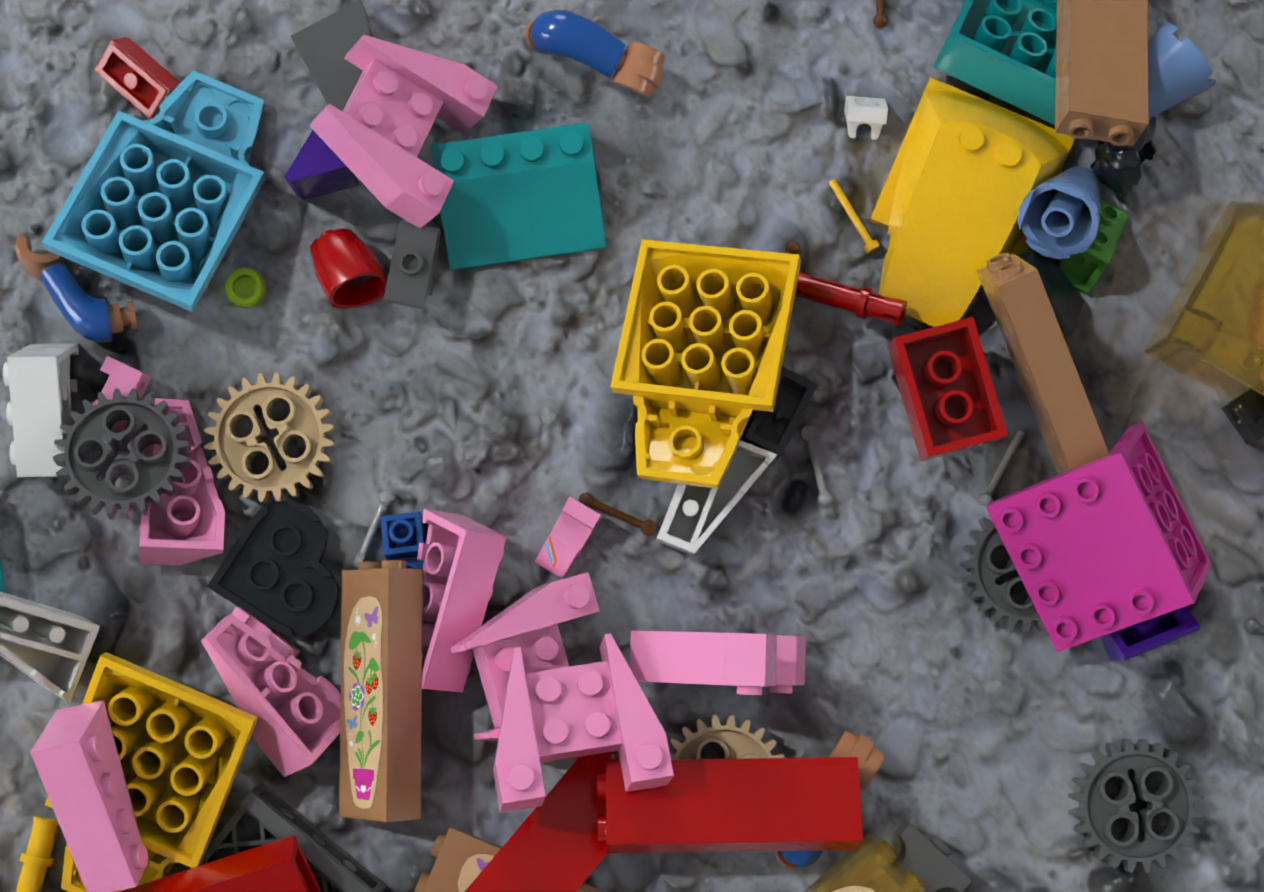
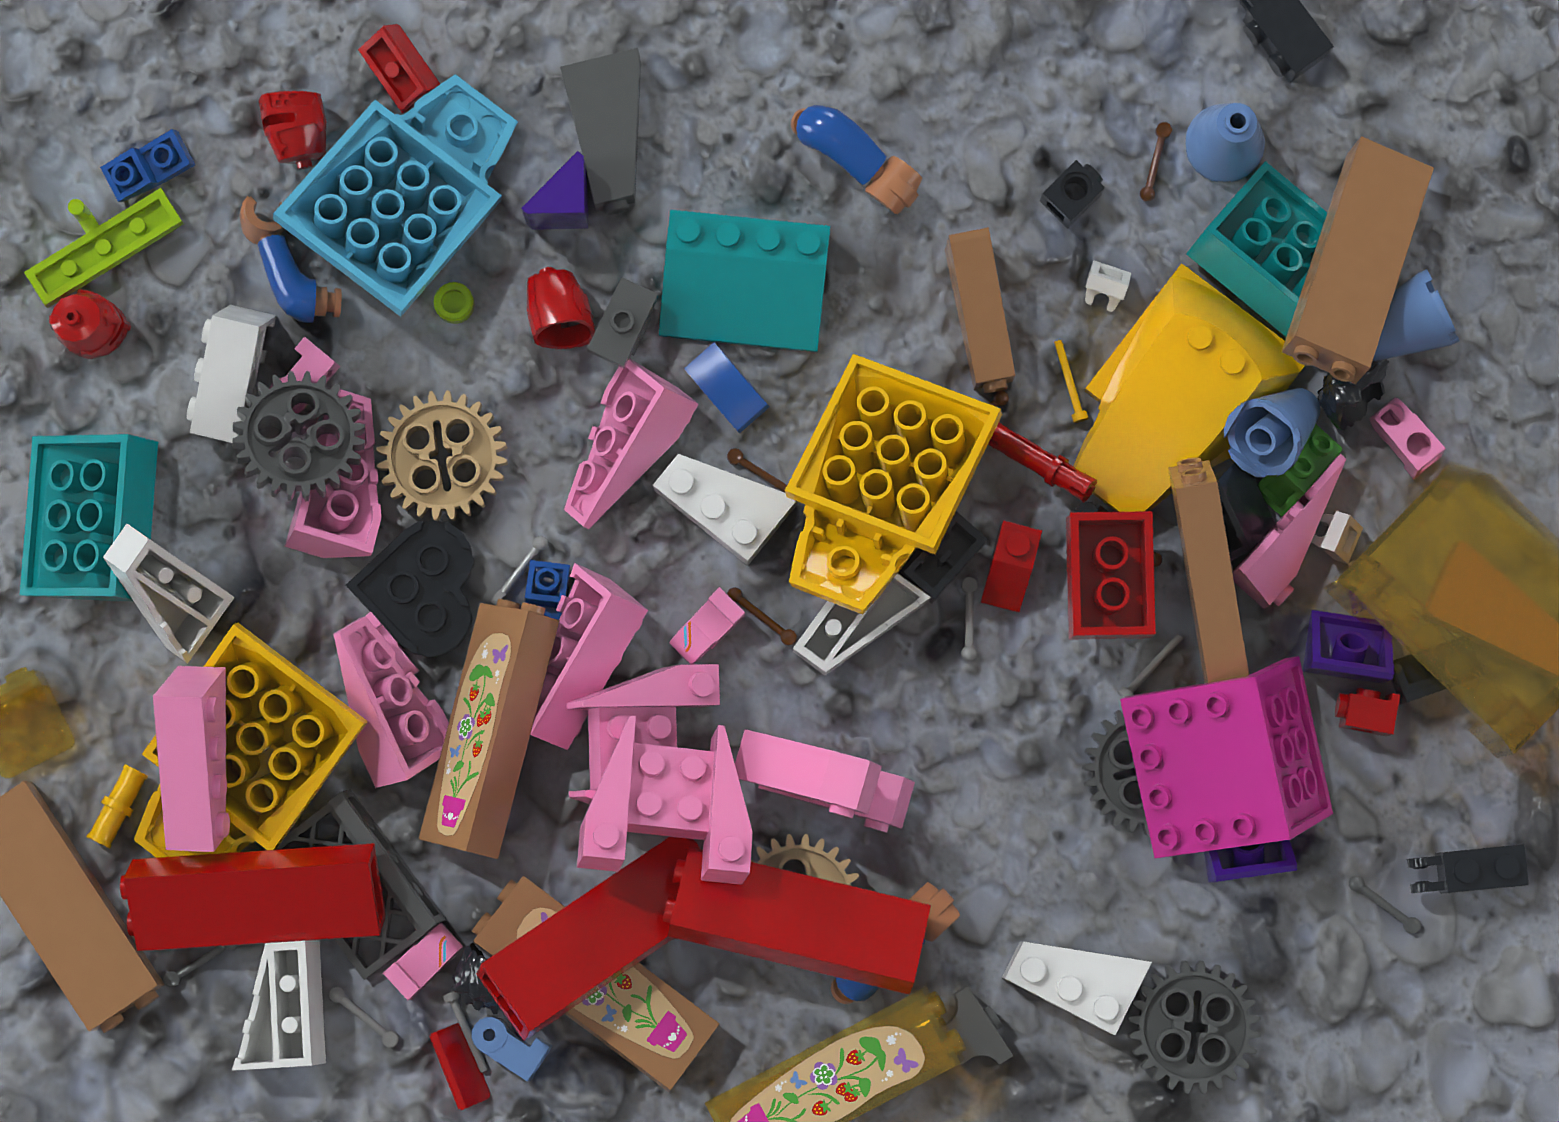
camera: 15 degrees right, 0 degrees up
(47, 155) = (294, 126): none -> red helmet
(391, 118) = (639, 175): bright pink wedge -> none
(451, 365) = (637, 427): none -> bright pink wedge
(528, 303) = (726, 387): none -> blue slope
(554, 368) = (736, 457): none -> reddish brown hinge
(554, 415) = (724, 505): none -> white wedge
(751, 165) = (980, 309): none -> medium nougat slope
(807, 52) = (1063, 207): none -> black brick
(844, 404) = (1011, 566): none -> red slope
(1019, 790) = (1080, 982): none -> white wedge
(1102, 317) = (1279, 554): none -> bright pink wedge
(1150, 297) = (1340, 536): none -> white tile
(1187, 187) = (1407, 437): none -> bright pink leg
(1187, 401) = (1348, 648): none -> dark purple slope
(1220, 458) = (1367, 712): none -> red brick

